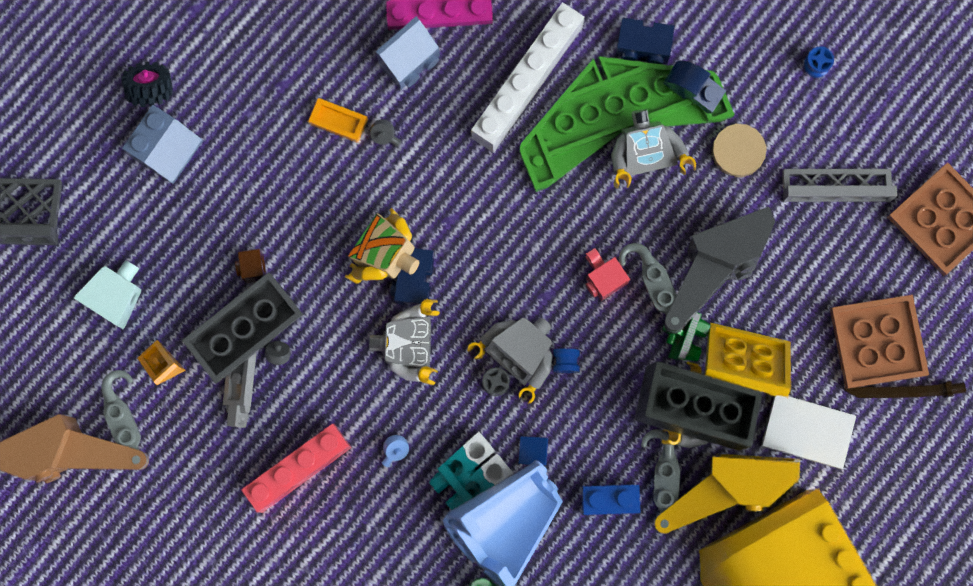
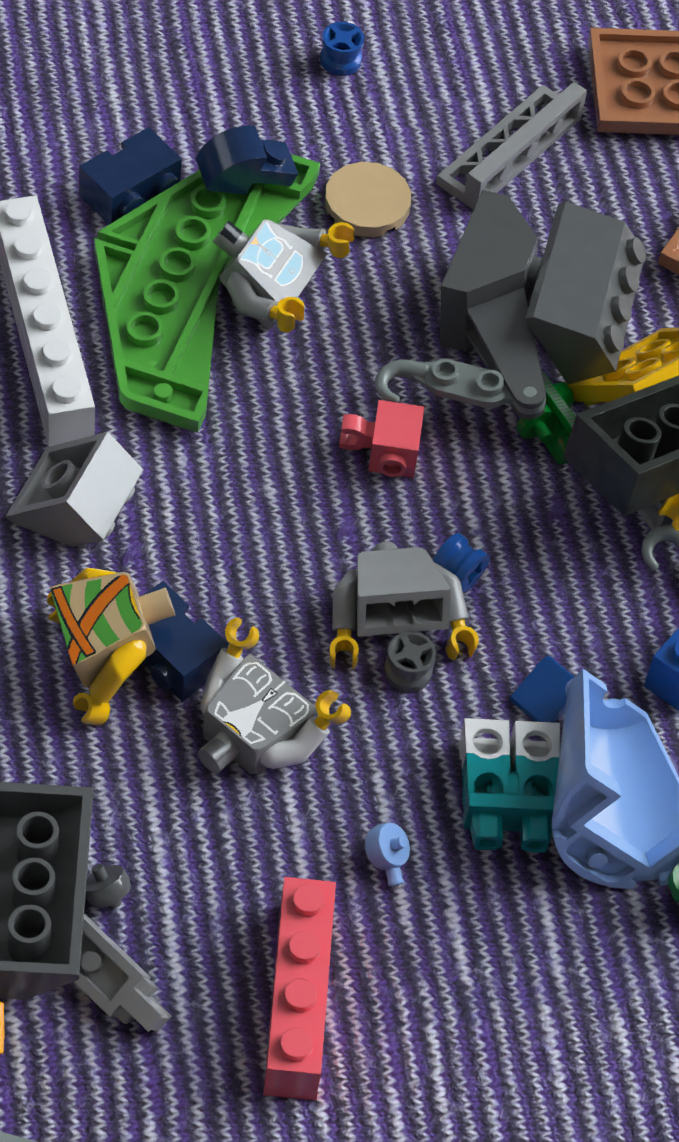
camera: 60 degrees left, 25 degrees down
(452, 172) = (77, 490): none -> light grey slope
(763, 296) = (585, 291): none -> dark grey slope

